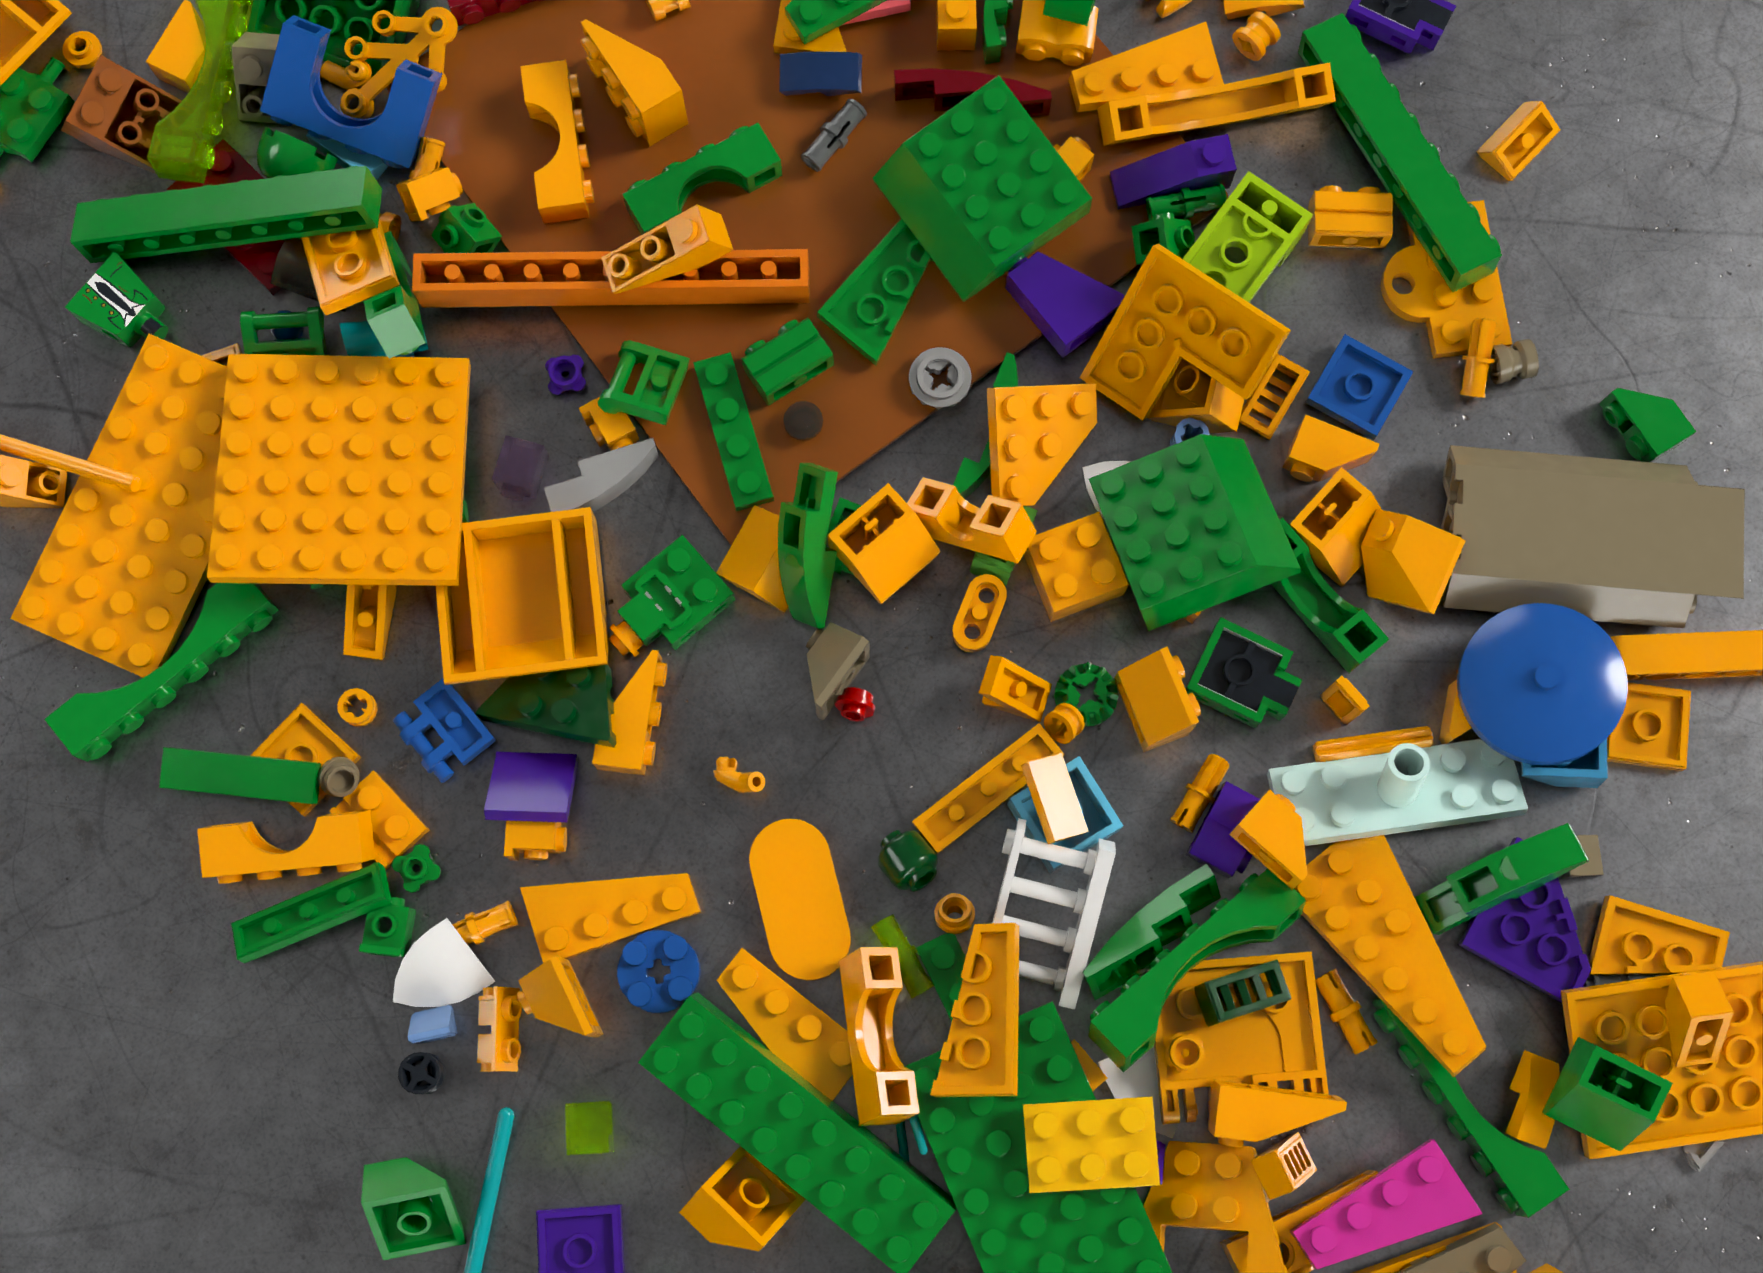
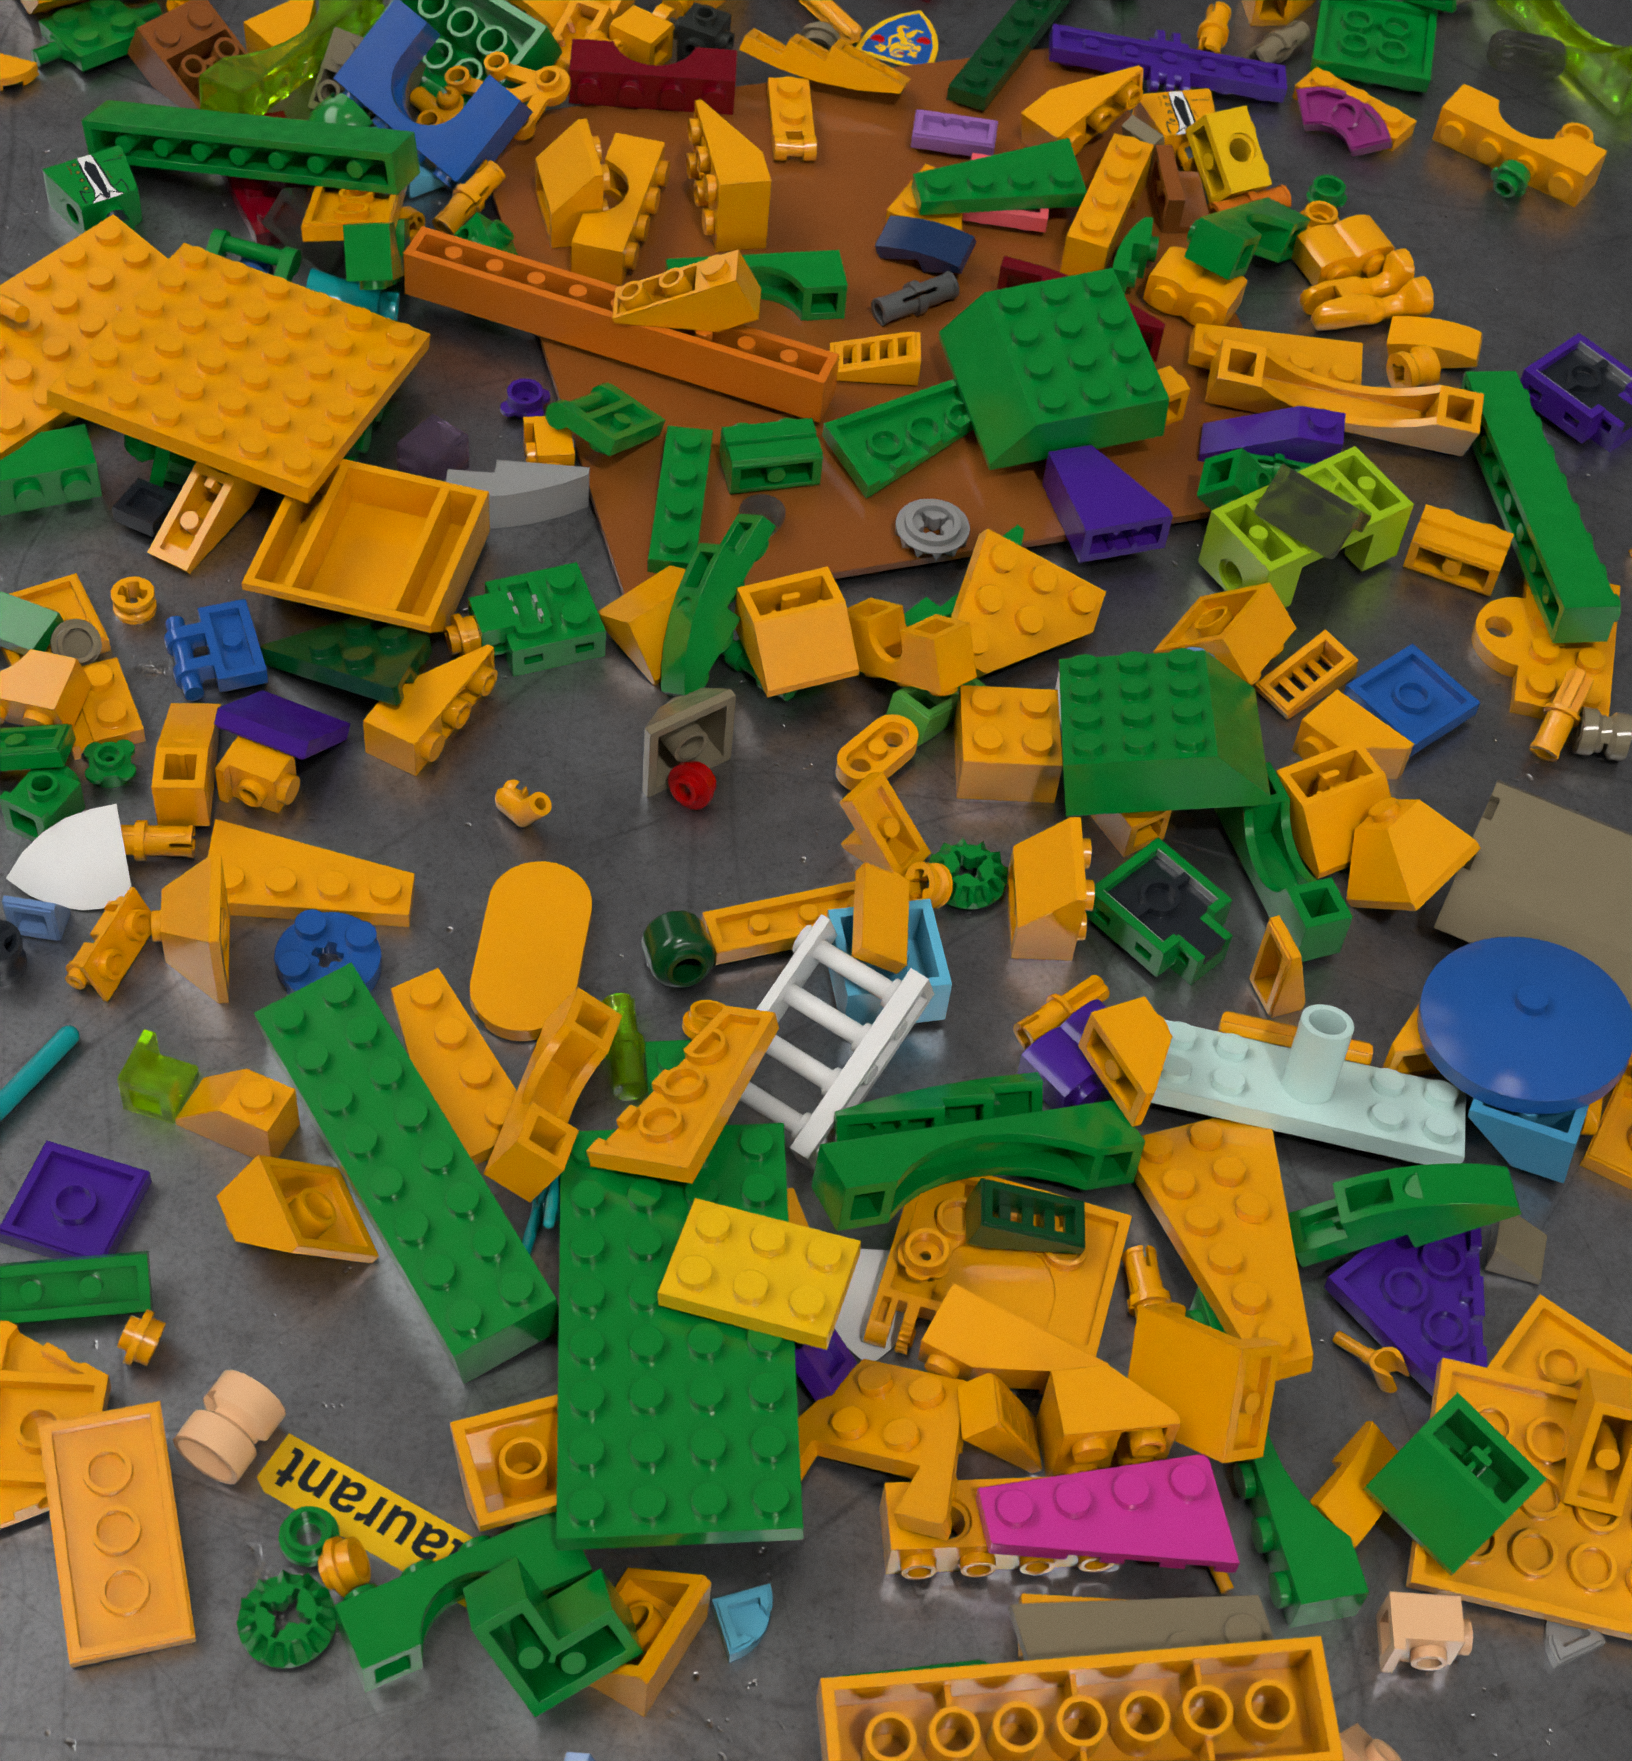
camera: 15 degrees right, 25 degrees down
(322, 615) = (144, 507): none -> black plate
(429, 192) = (463, 195): light orange brick -> none
(474, 845) = (186, 765): none -> light orange slope
(509, 141) = (570, 182): none -> light orange slope
(658, 1132) = (243, 1112): none -> light orange slope
(822, 204) = (891, 356): none -> light orange slope
(1177, 315) = (1212, 532): light orange plate -> none
(1243, 264) = (1309, 512): none -> clear smoke panel
(1349, 1143) = (1101, 1422): none -> light orange slope
(1410, 1094) = (1209, 1378): none -> light orange panel
(1508, 990) = (1381, 1360): none -> light orange hand
(1608, 1193) = (1422, 1631): none -> light nougat brick

